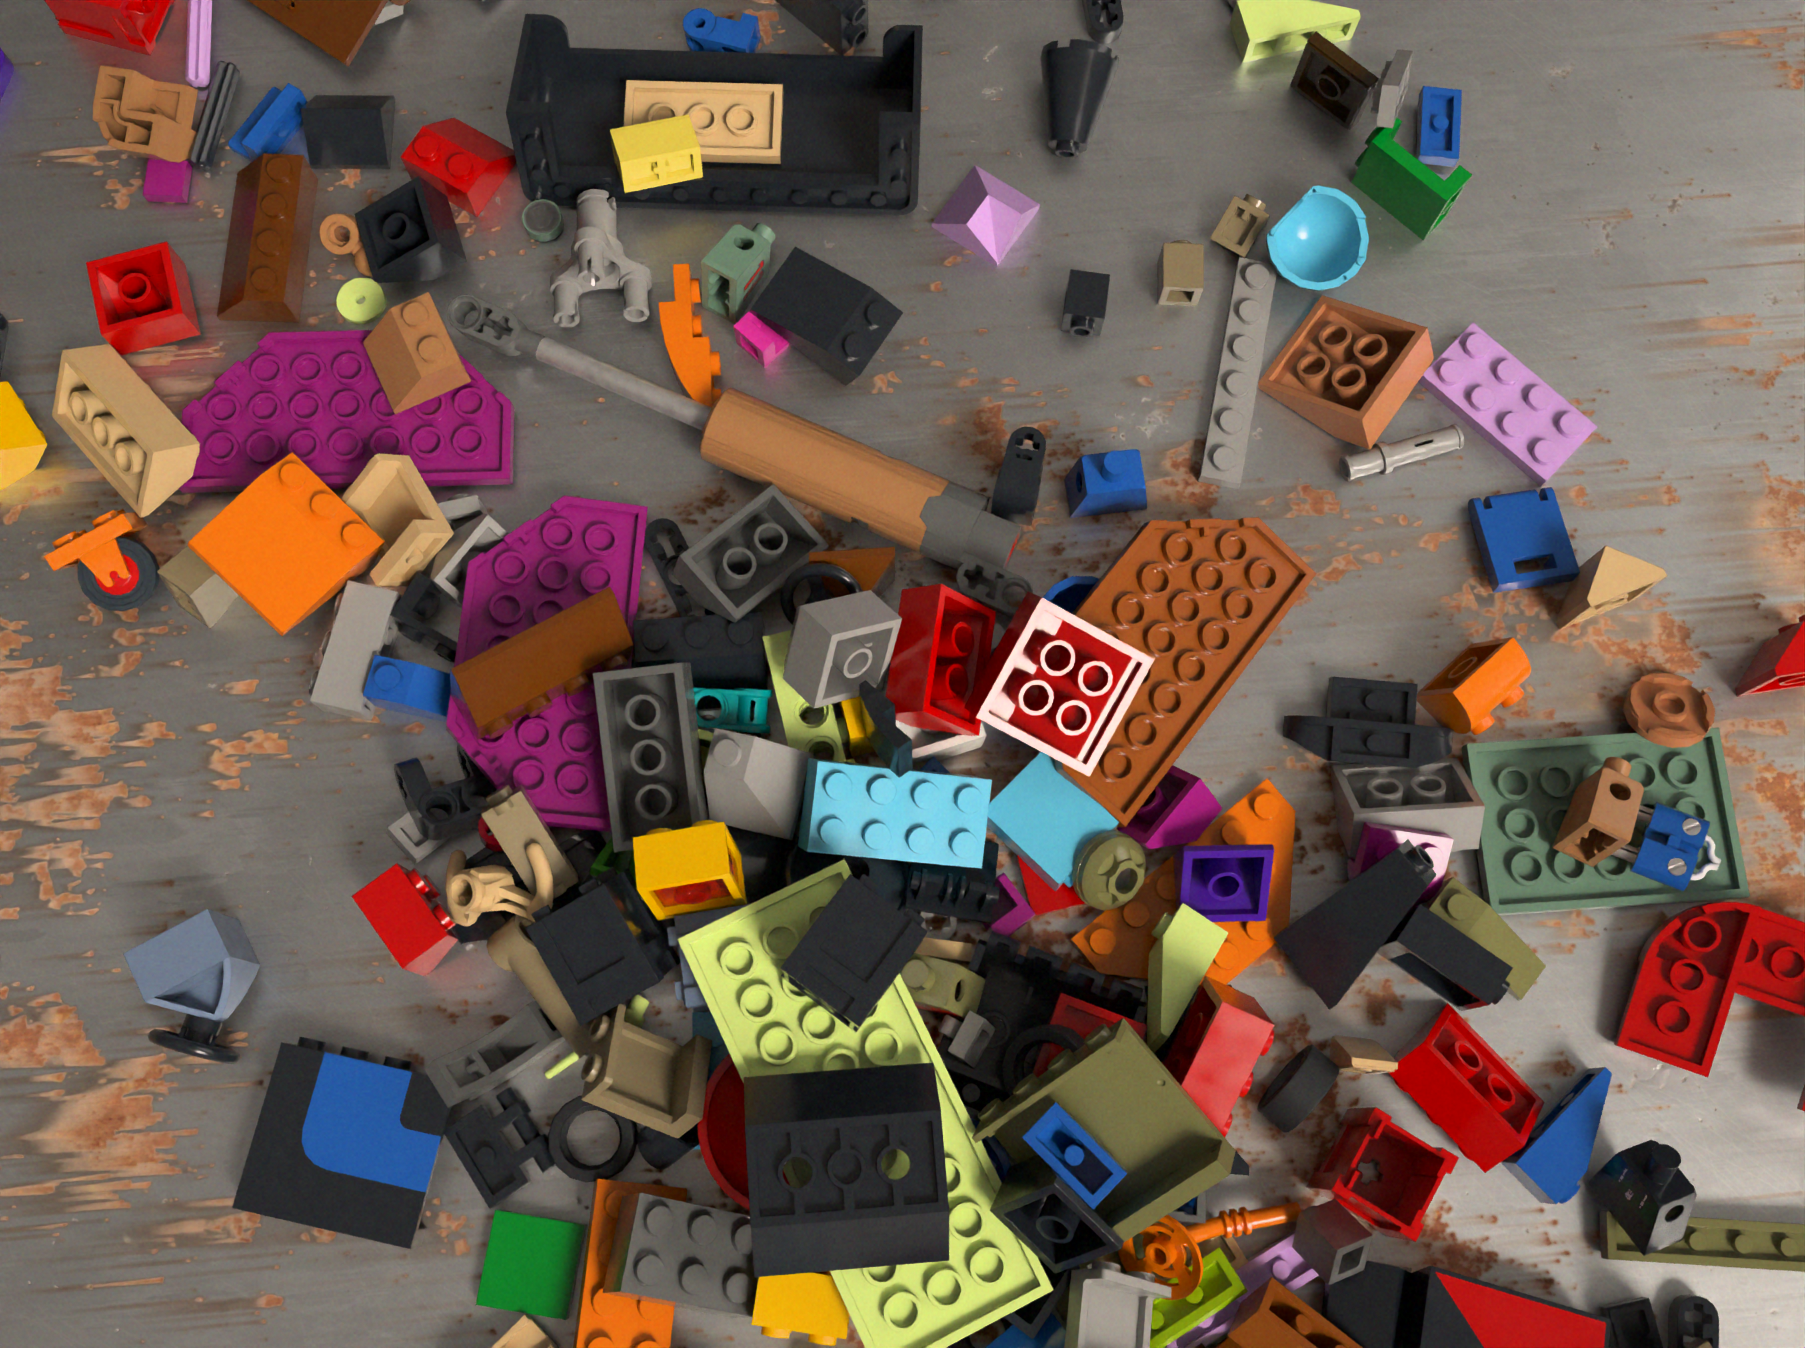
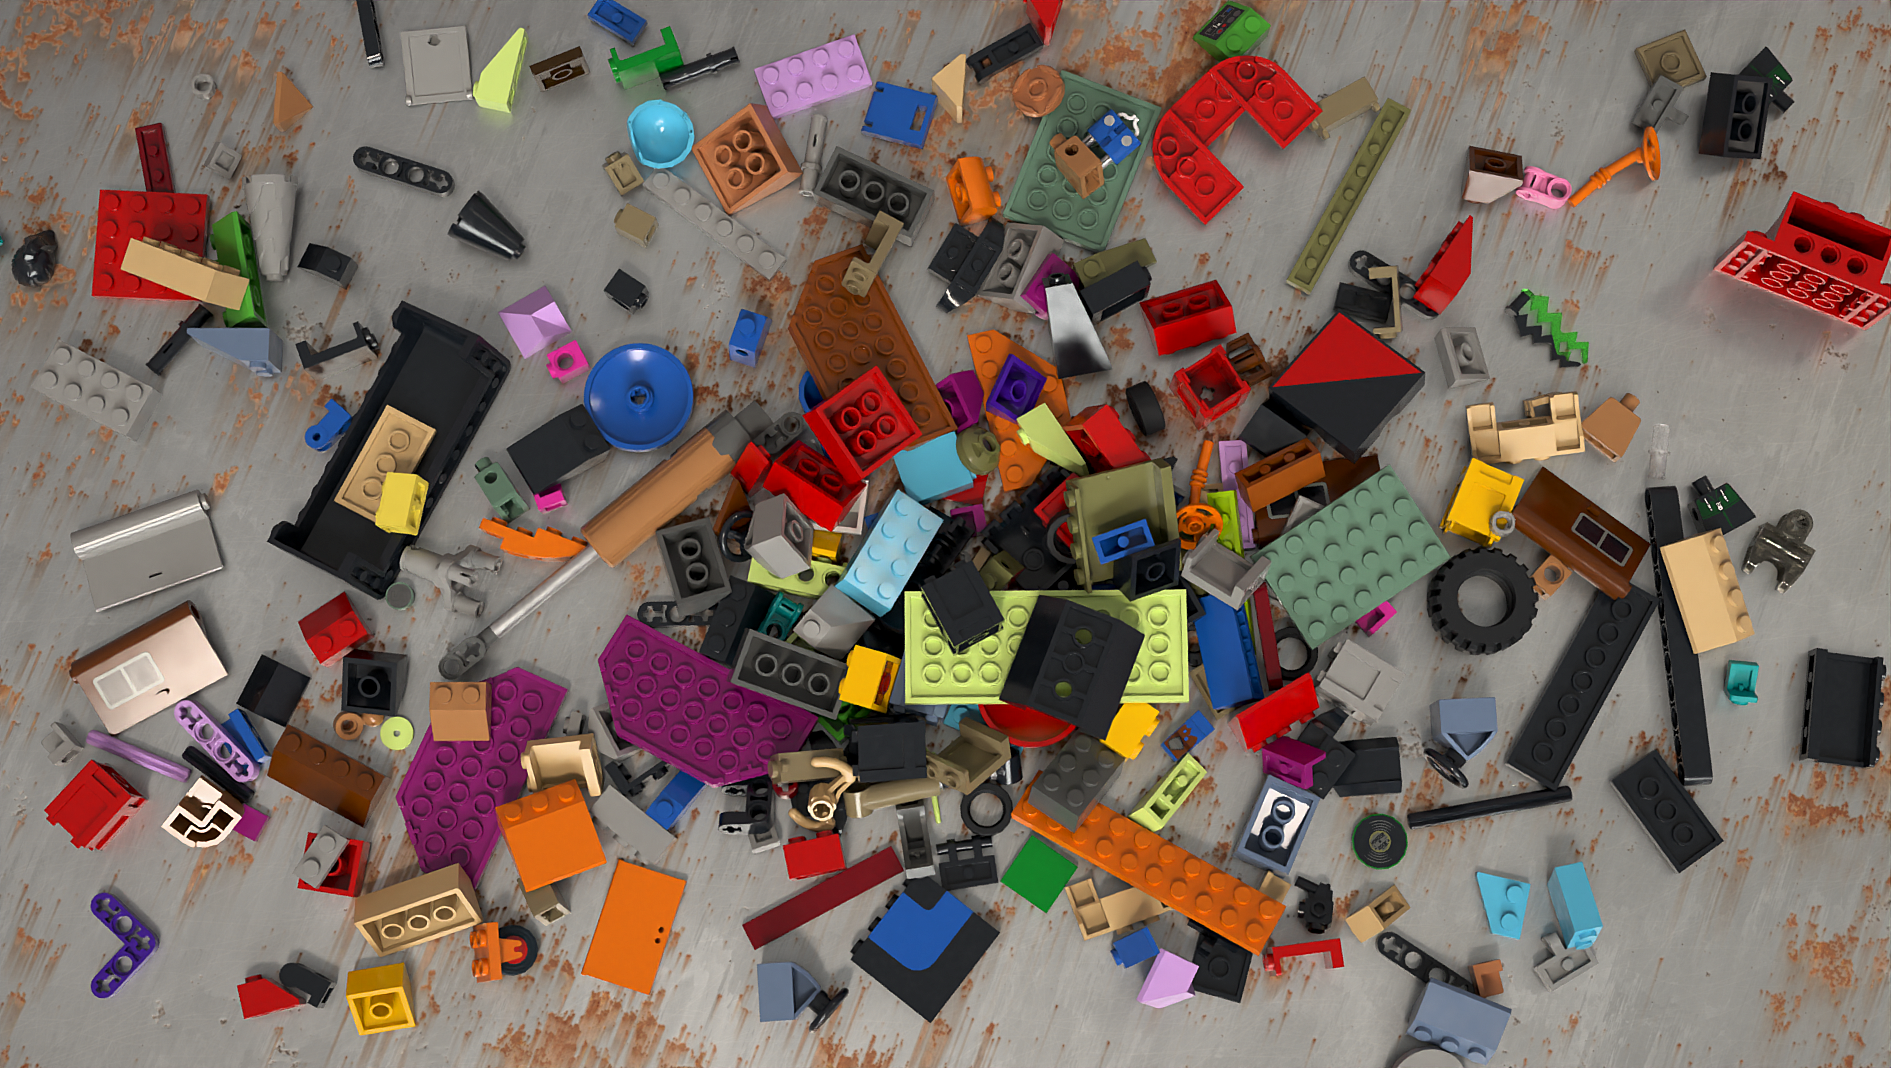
camera: 60 degrees left, 5 degrees up
(136, 269) = (321, 856): none -> light grey plate
(237, 711) = (629, 925): none -> orange container
(273, 53) = (214, 744): none -> lavender beam
(366, 961) = (823, 898): none -> dark red tile
(541, 665) = (706, 712): reddish brown slope -> none
(880, 727) = (837, 536): black slope -> none
(924, 565) = (752, 468): none -> red slope
(953, 291) = (579, 366): none -> dark pink brick
(958, 351) = (634, 373): none -> blue dish
(968, 1037) = (1032, 574): light grey tile -> none
(1019, 478) = (726, 389): black piece -> none
(1272, 588) = (881, 238): none -> dark tan panel
(1331, 1241) = (1231, 432): flat silver brick -> none
(1360, 1055) = (1144, 365): tan slope -> none
(1391, 88) = (587, 40): light grey plate -> none
(1392, 555) = (864, 188): none -> dark grey brick
(1435, 255) = (698, 68): none -> black pin
(1456, 1212) = (1248, 360): none -> reddish brown piece
(1562, 1141) = (1240, 282): blue slope -> none
(1647, 1194) = (1287, 255): black torso -> none
(1693, 638) = (1005, 53): none -> black plate

